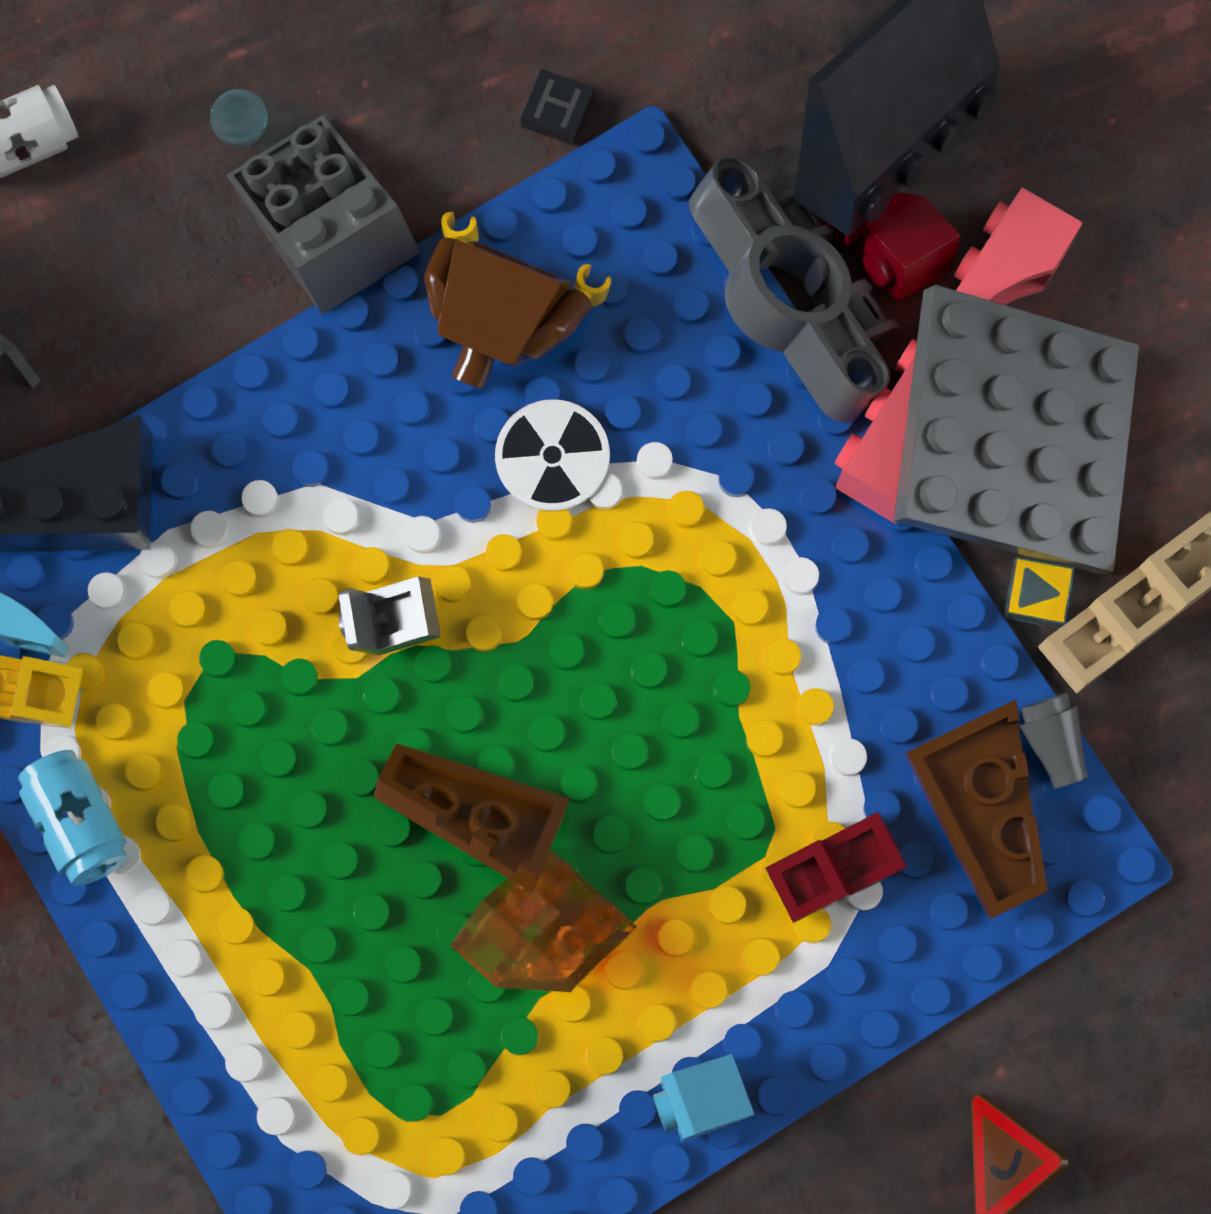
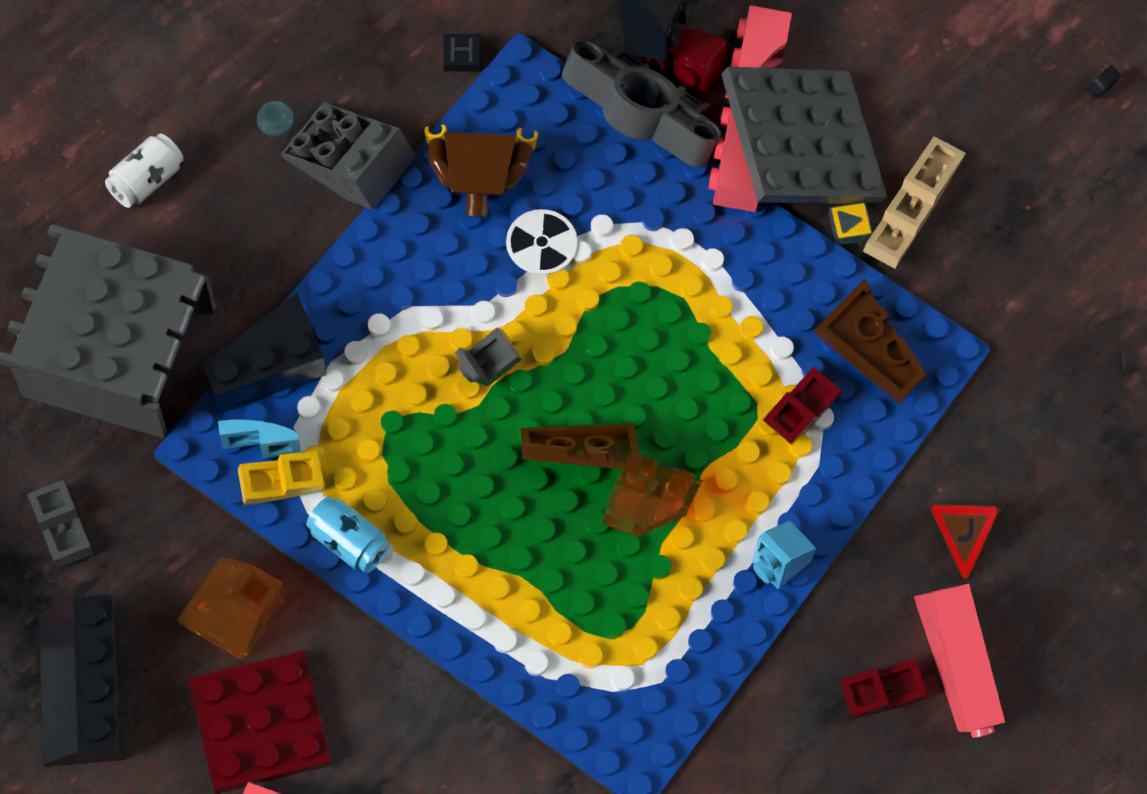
camera: 30 degrees left, 10 degrees down
(1056, 738) = (895, 292): dark grey cone -> none

